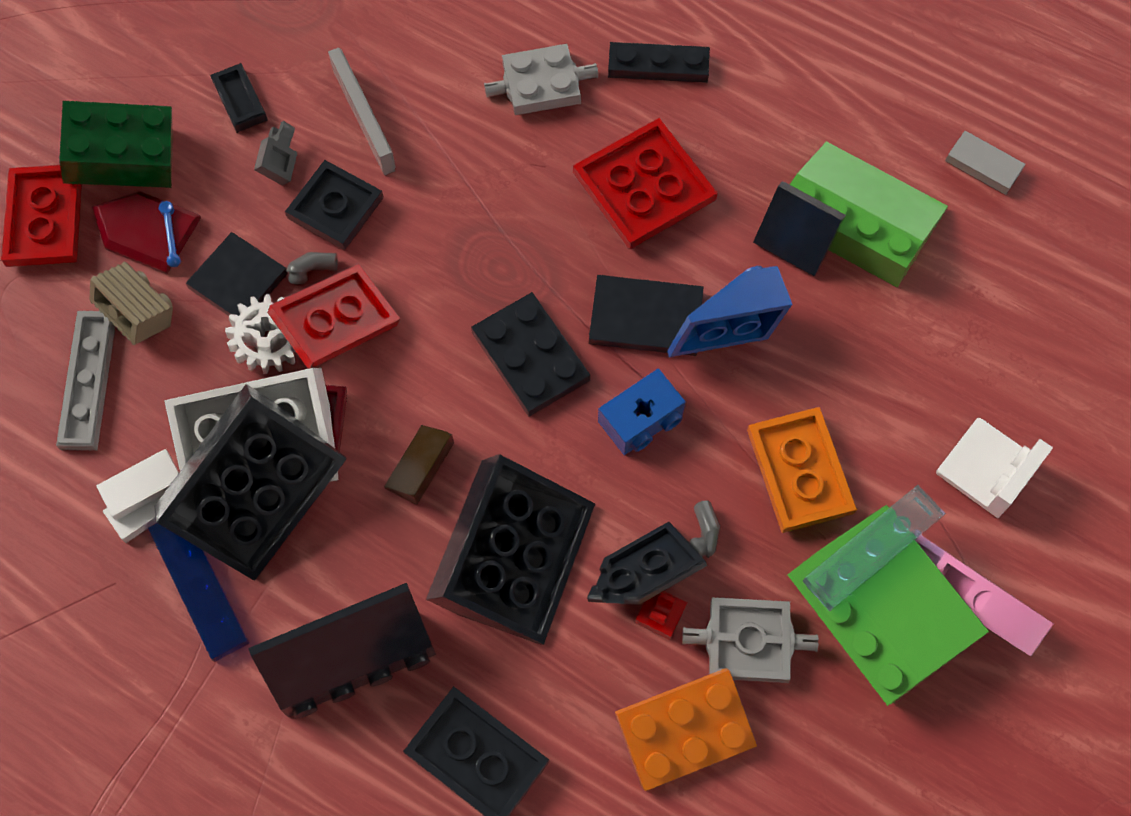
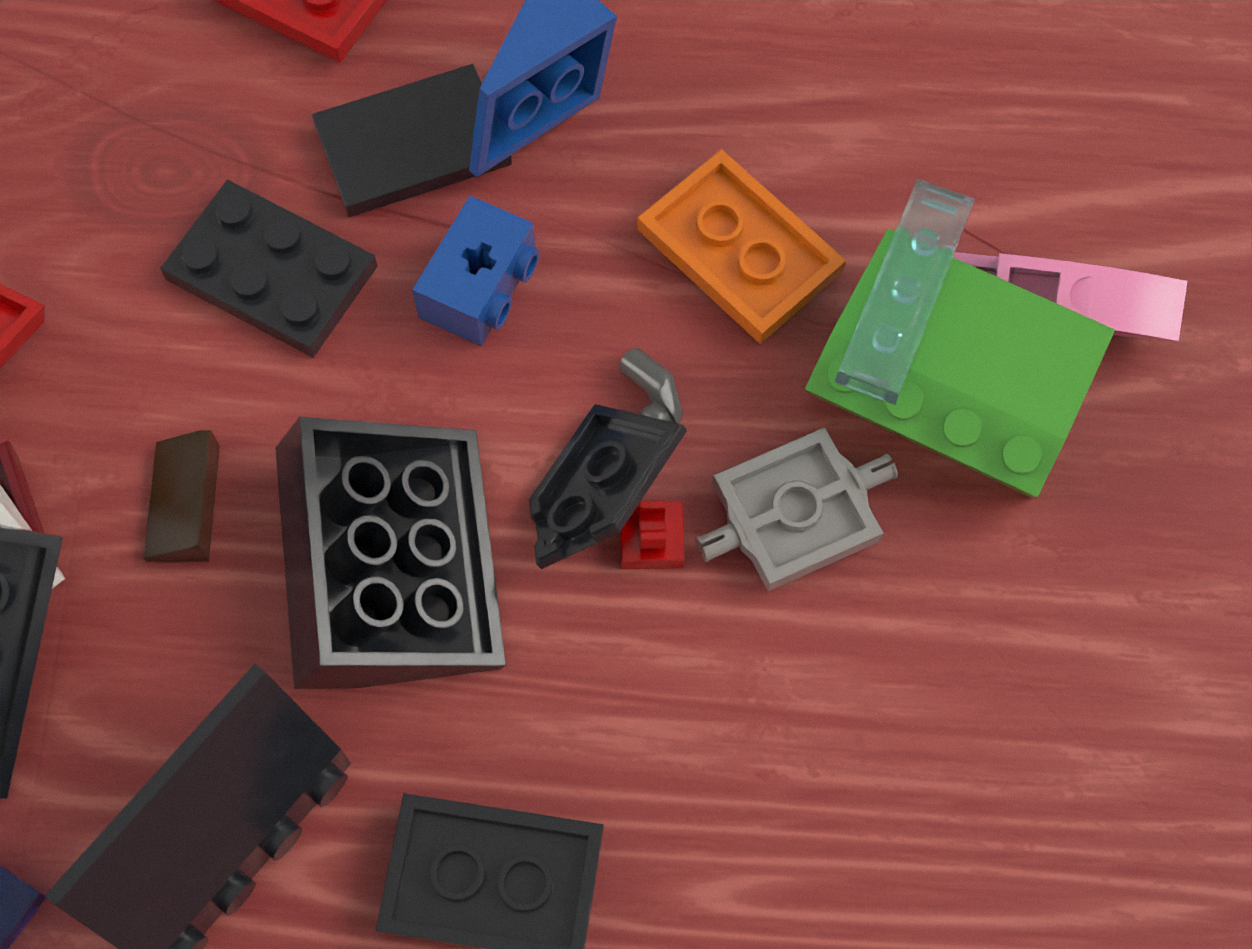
camera: 30 degrees left, 0 degrees up
(685, 729) = (775, 678): orange plate -> none
(991, 466) = (993, 124): white bracket -> none

